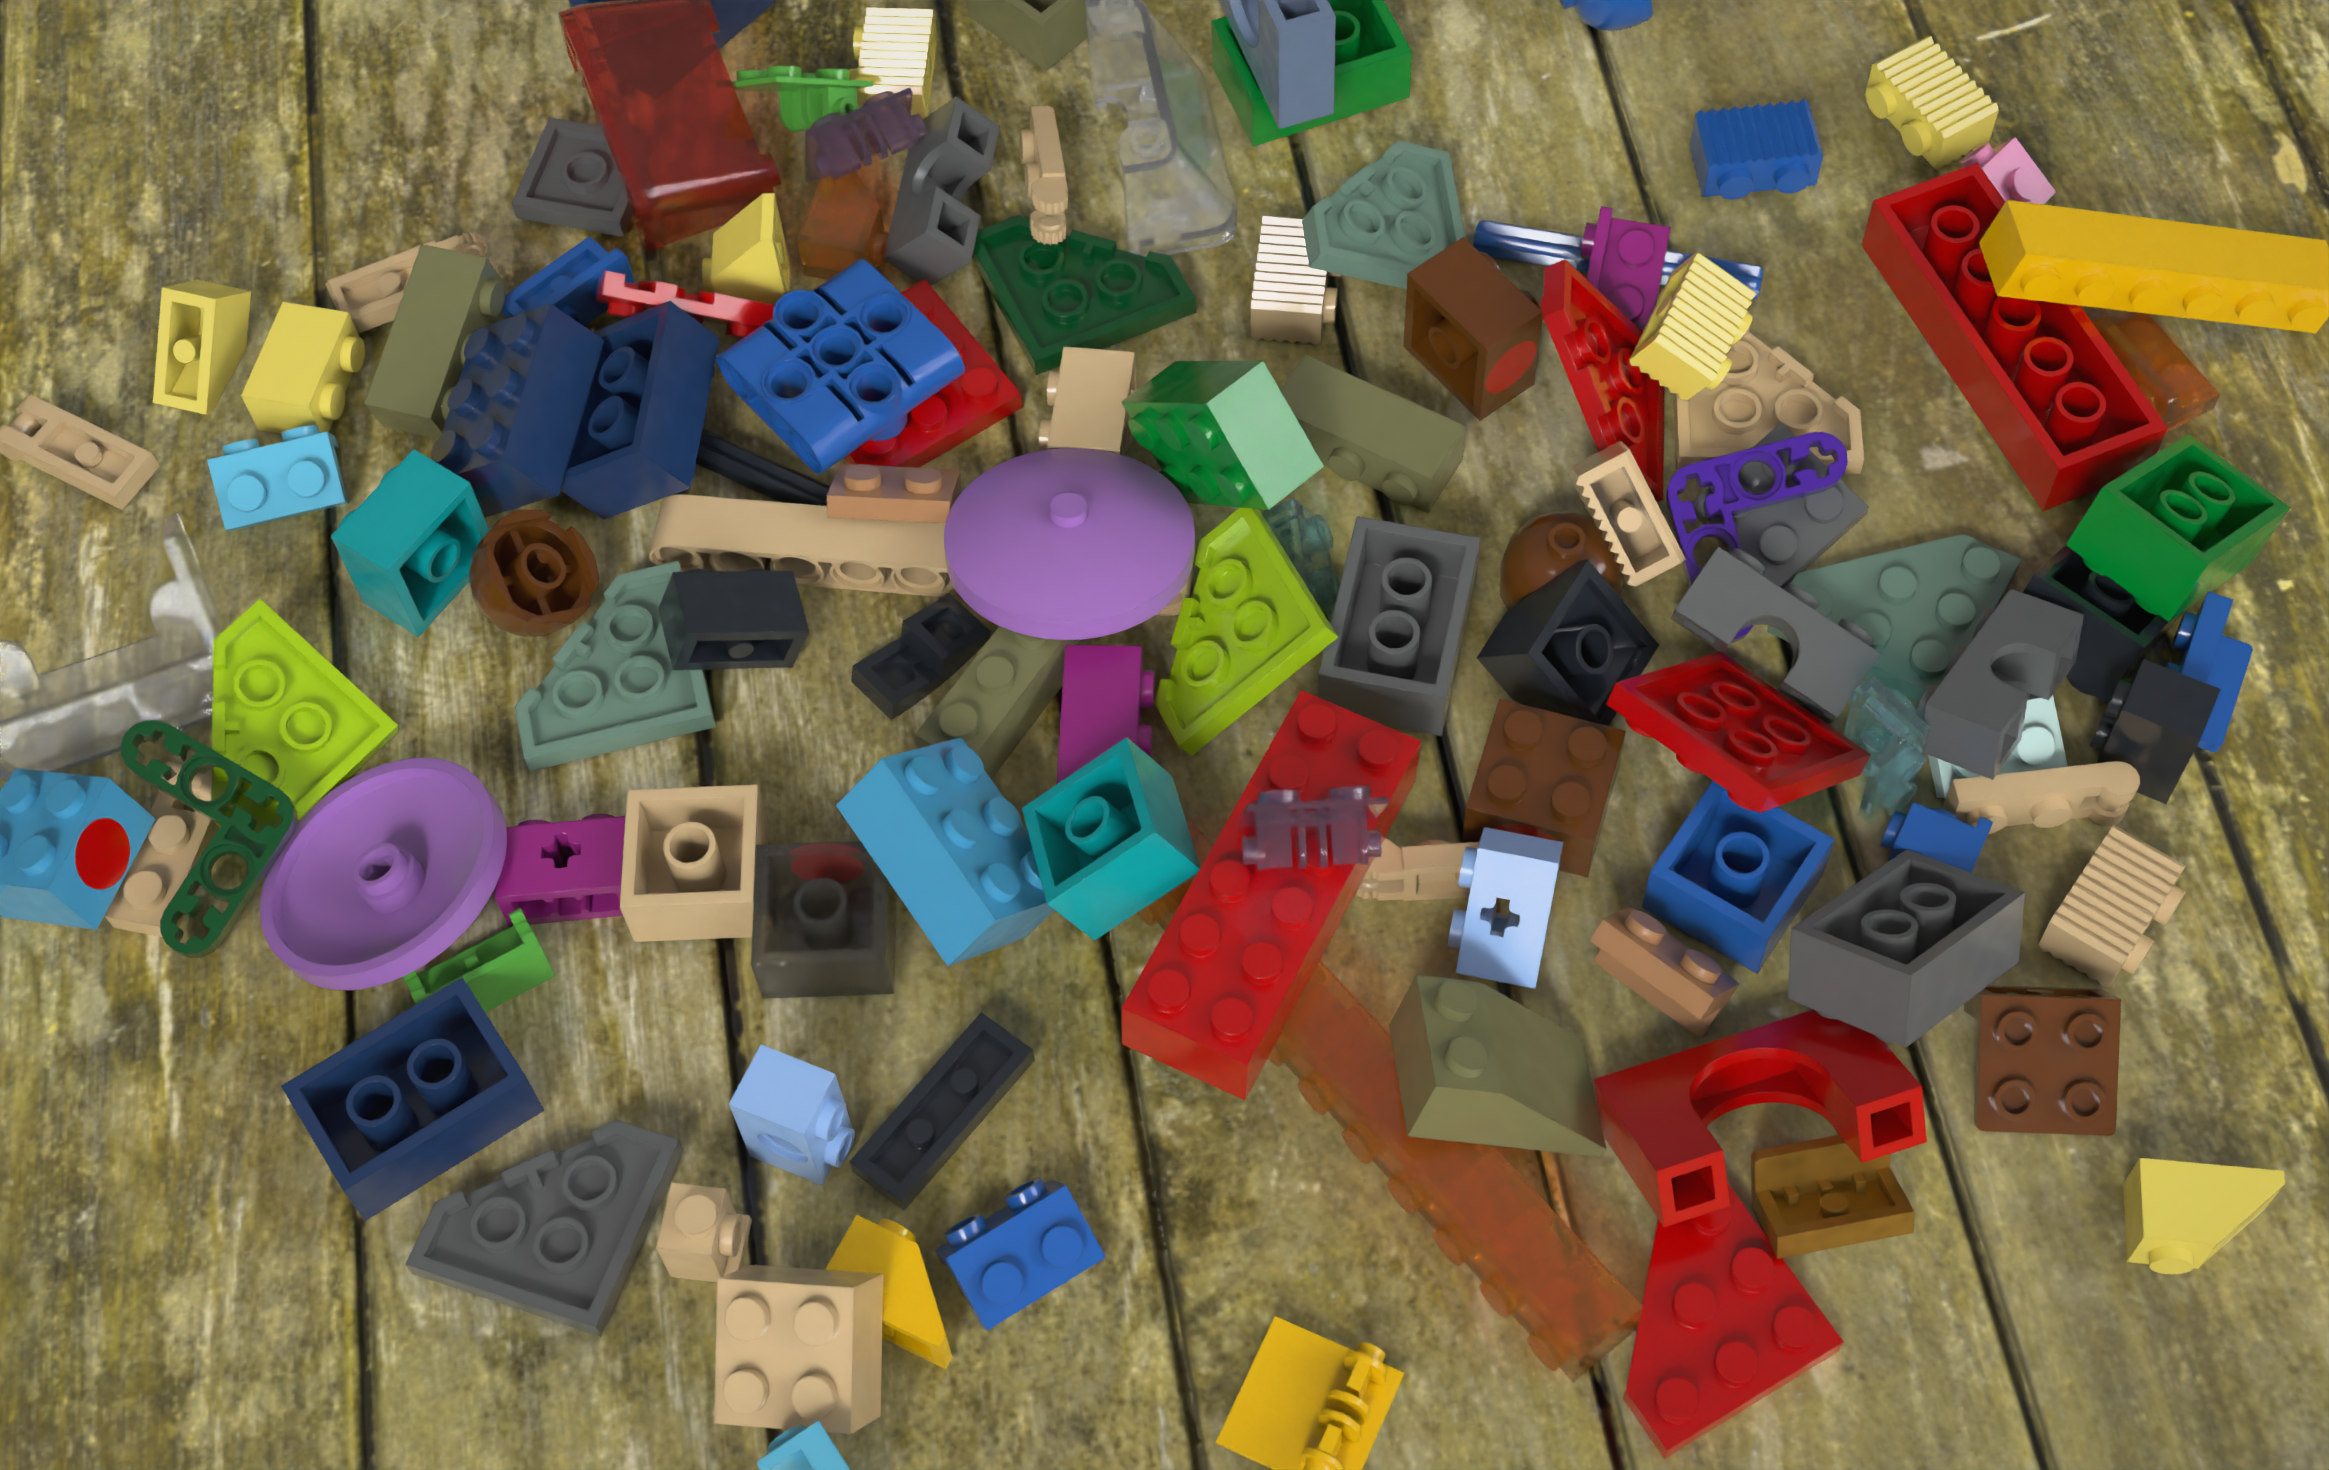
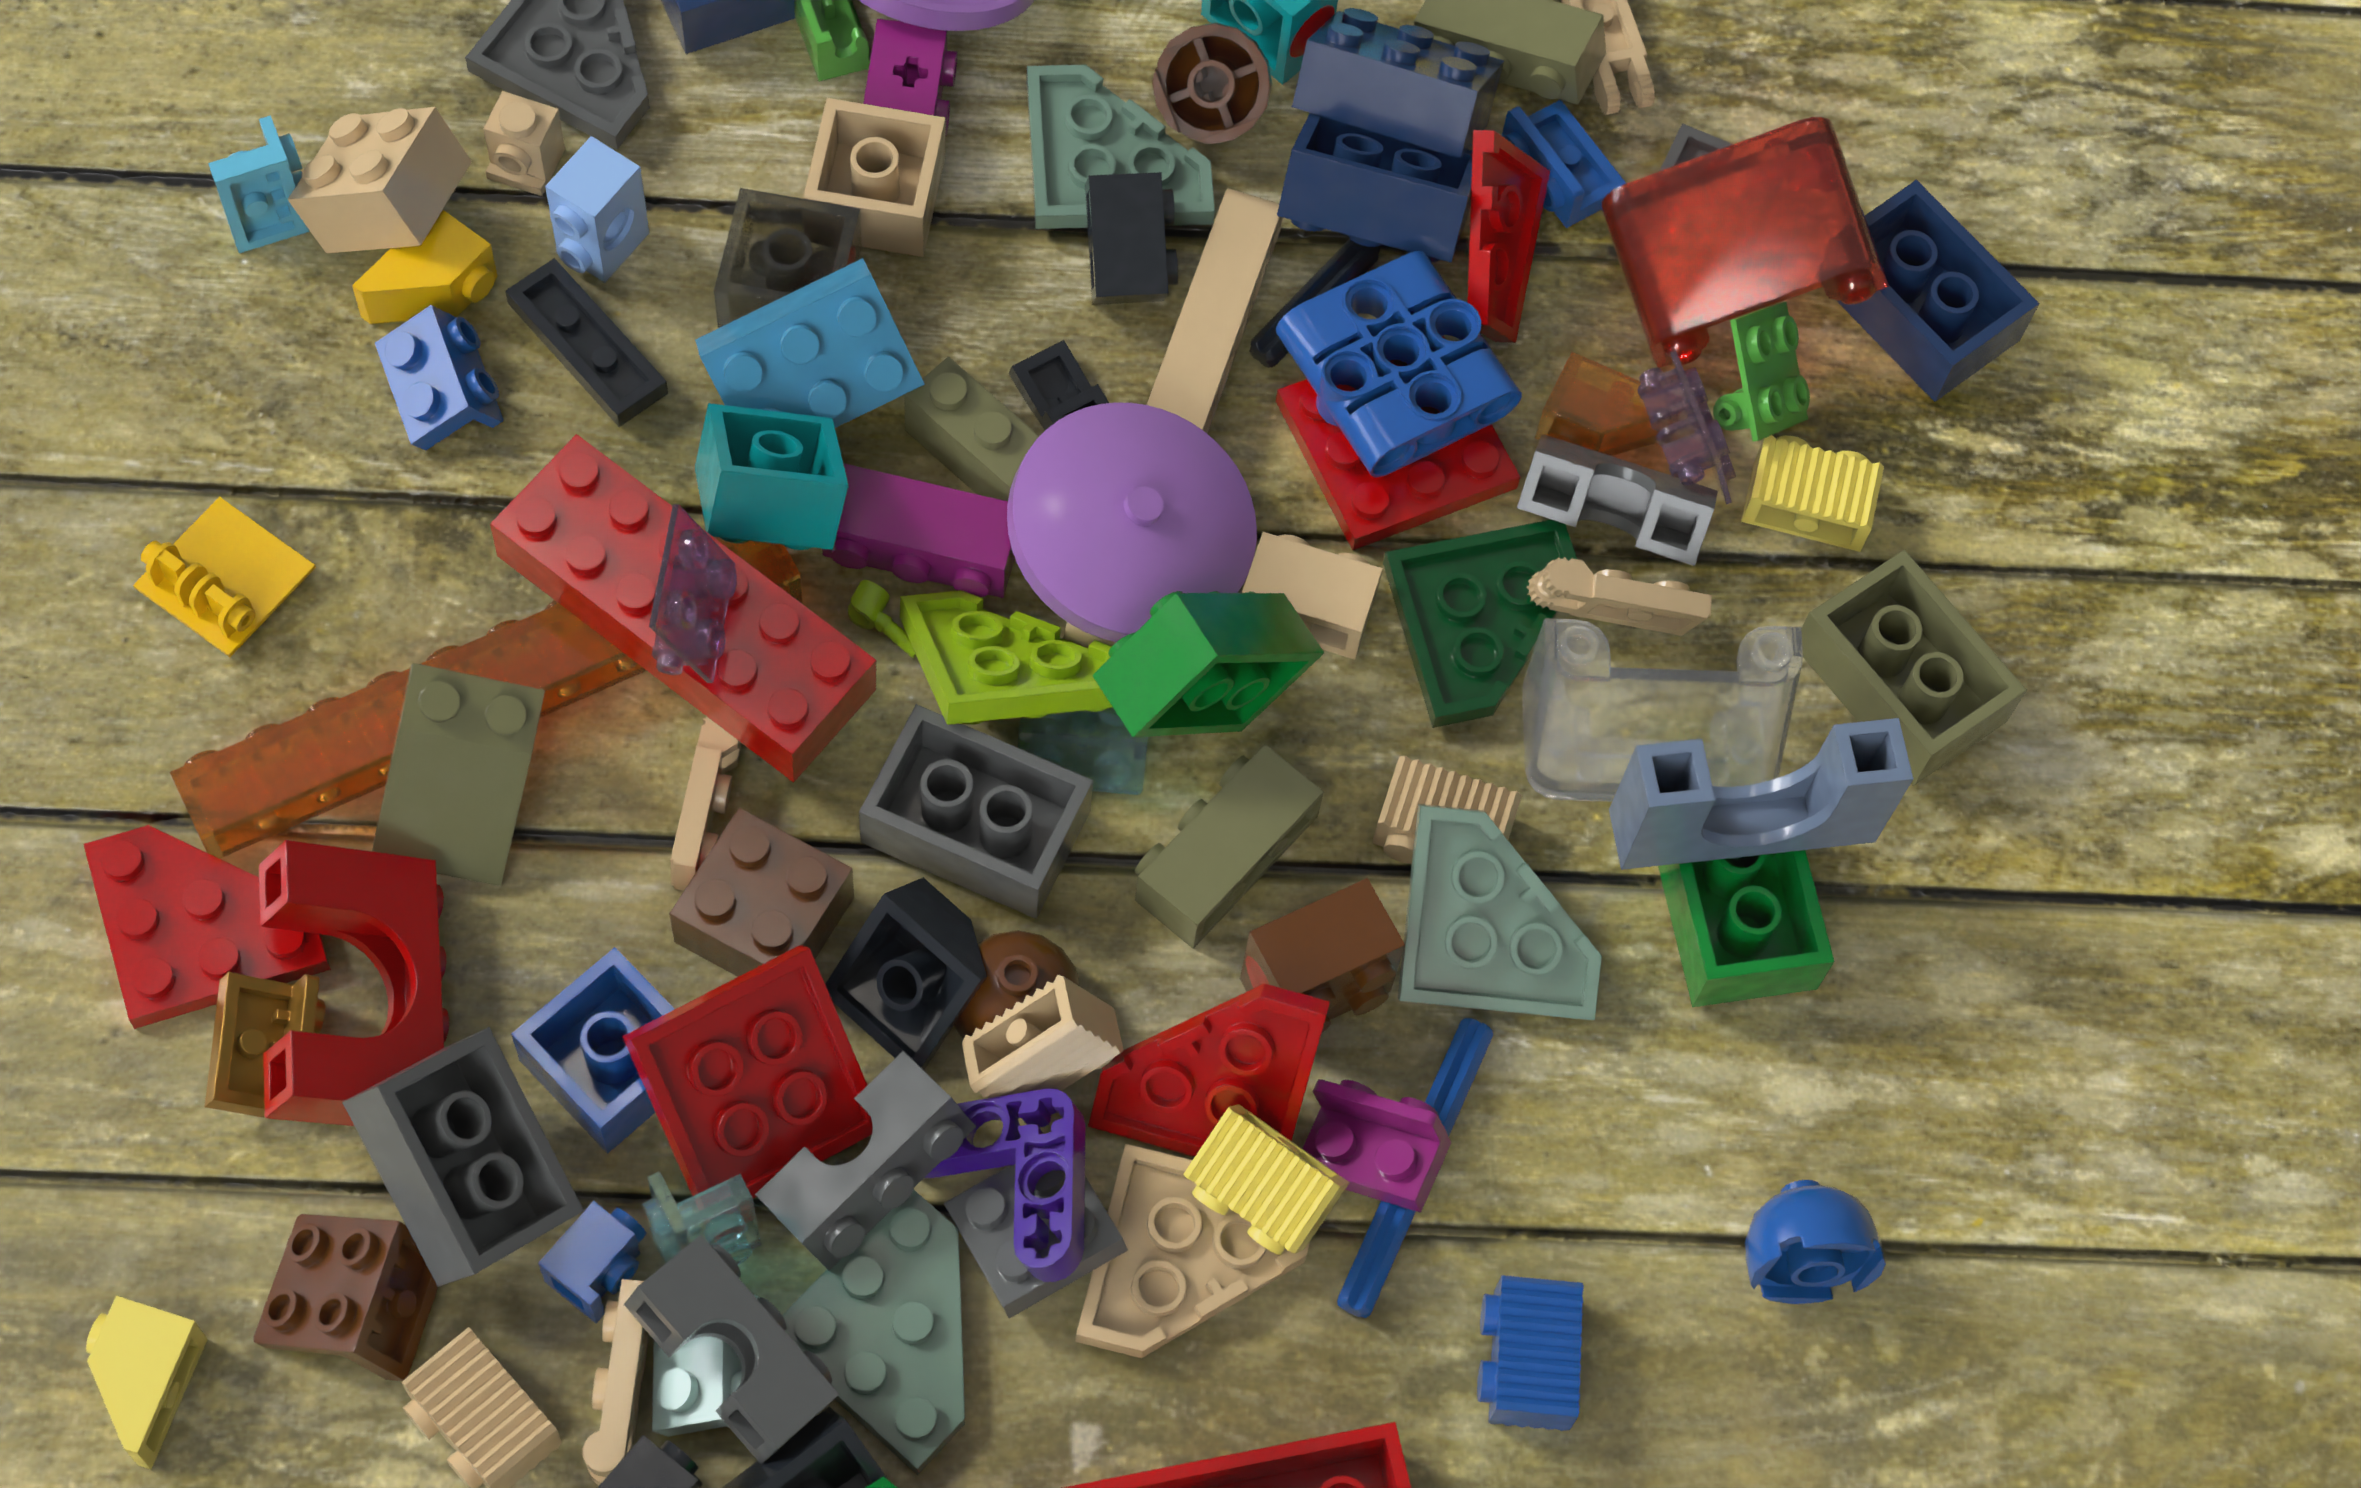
camera: 90 degrees right, 5 degrees up
(750, 255) = (1555, 318): light yellow slope -> none
(893, 493) = (1237, 389): medium nougat bracket -> none
(1193, 780) = (867, 612): none -> lime hand
(1496, 943) = (627, 823): light blue brick -> none
(1663, 969) = (530, 951): medium nougat bracket -> none

